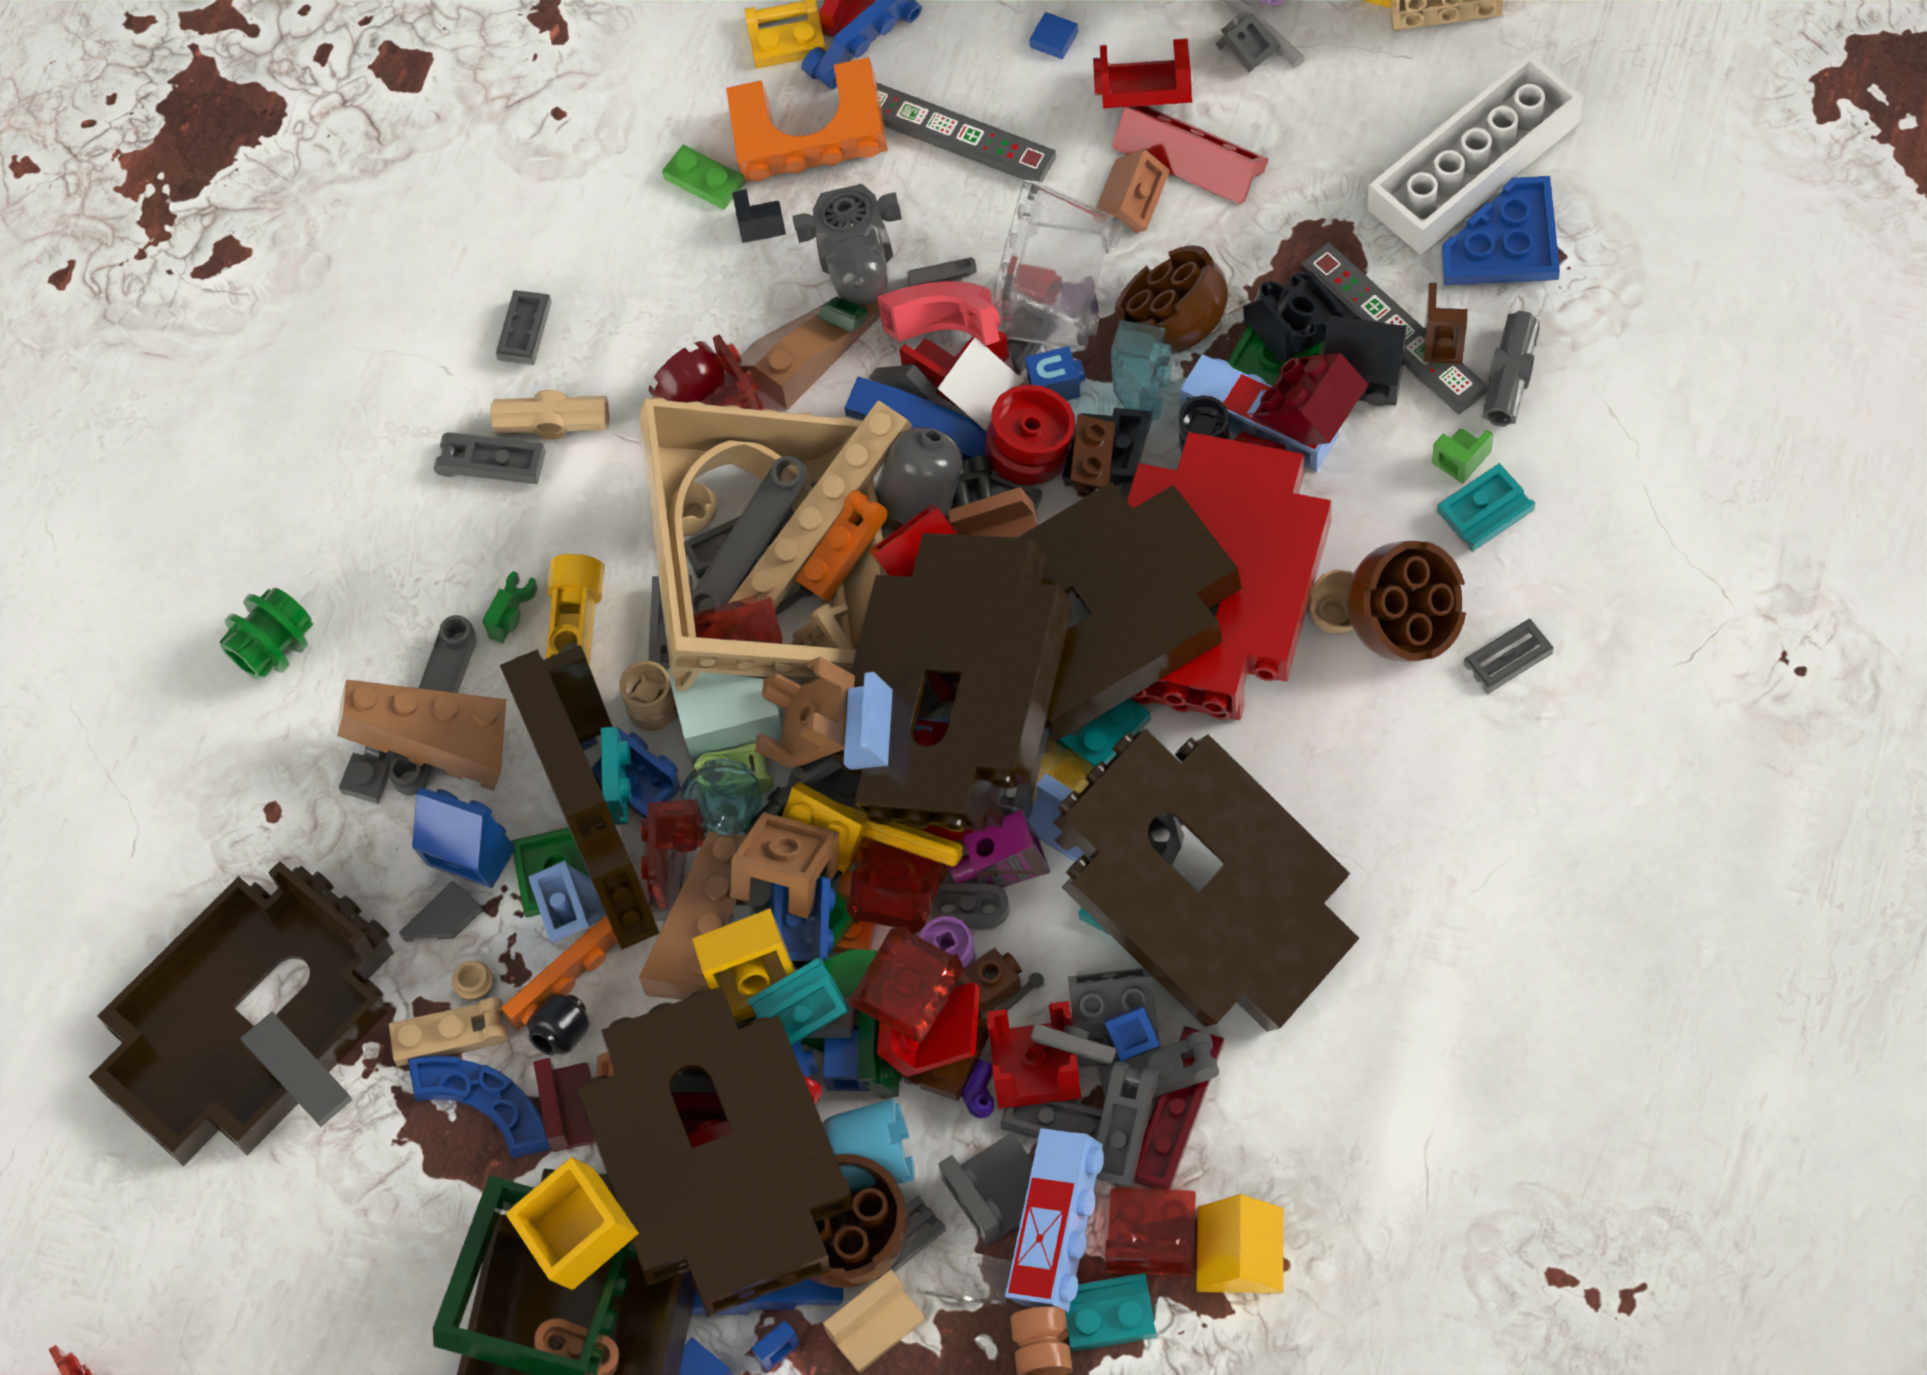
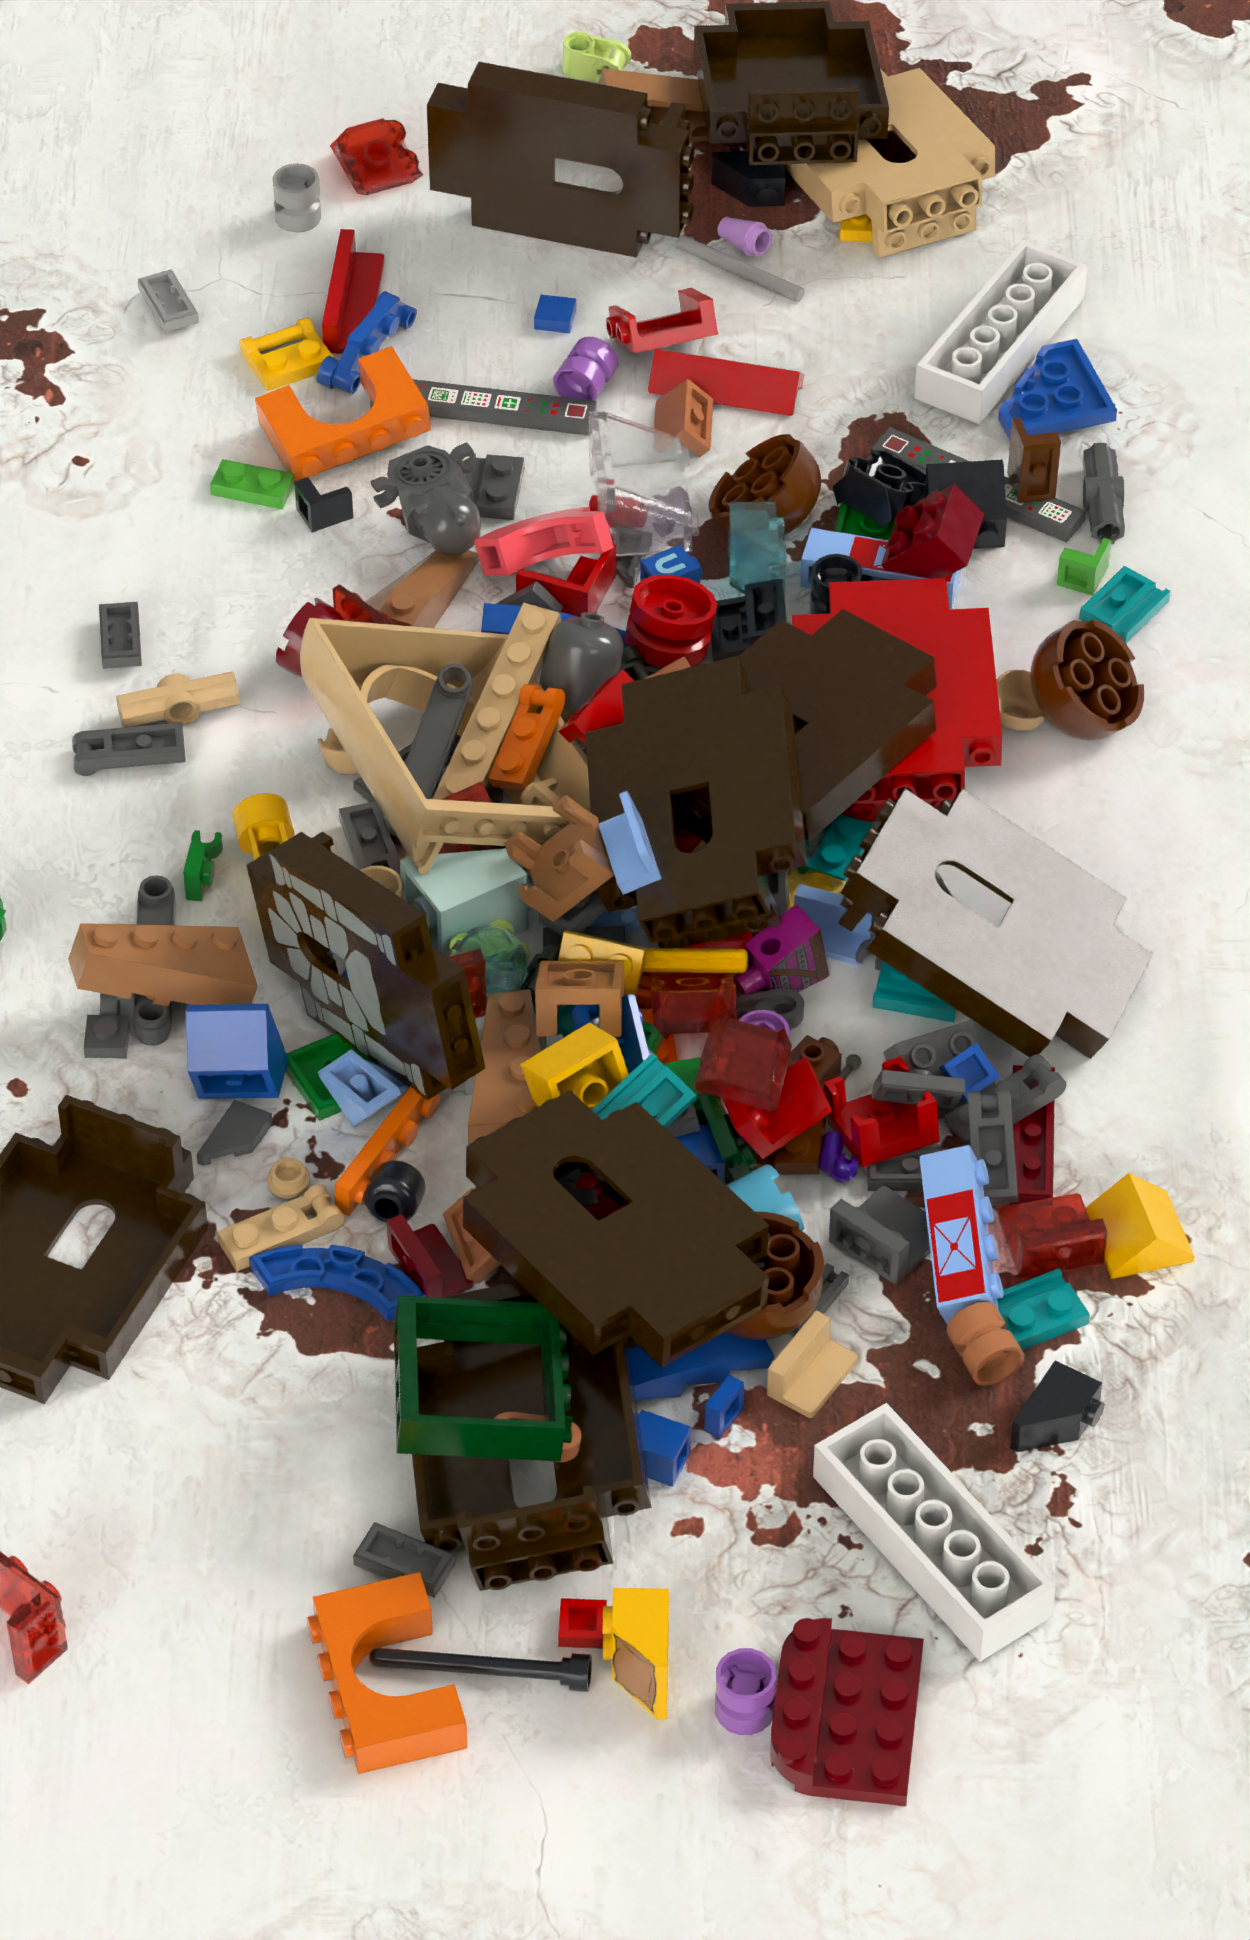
camera: 25 degrees left, 15 degrees down
(296, 1069) = (145, 1275): dark grey tile -> none
(571, 1223) = (509, 1299): yellow piece -> none
(843, 314) = (447, 560): dark green tile -> none
(925, 227) = (496, 485): none -> dark grey plate
(941, 271) = (521, 512): dark grey tile -> none
(963, 1277) = (892, 1314): clear slope -> none
(978, 382) = (604, 589): white sticker -> none
(1054, 115) = (586, 369): none -> medium lavender wheel
(1091, 454) = (739, 619): reddish brown hinge -> none
(1248, 41) = (747, 283): dark grey bracket -> none
(1482, 674) = (1200, 720): dark grey tile -> none

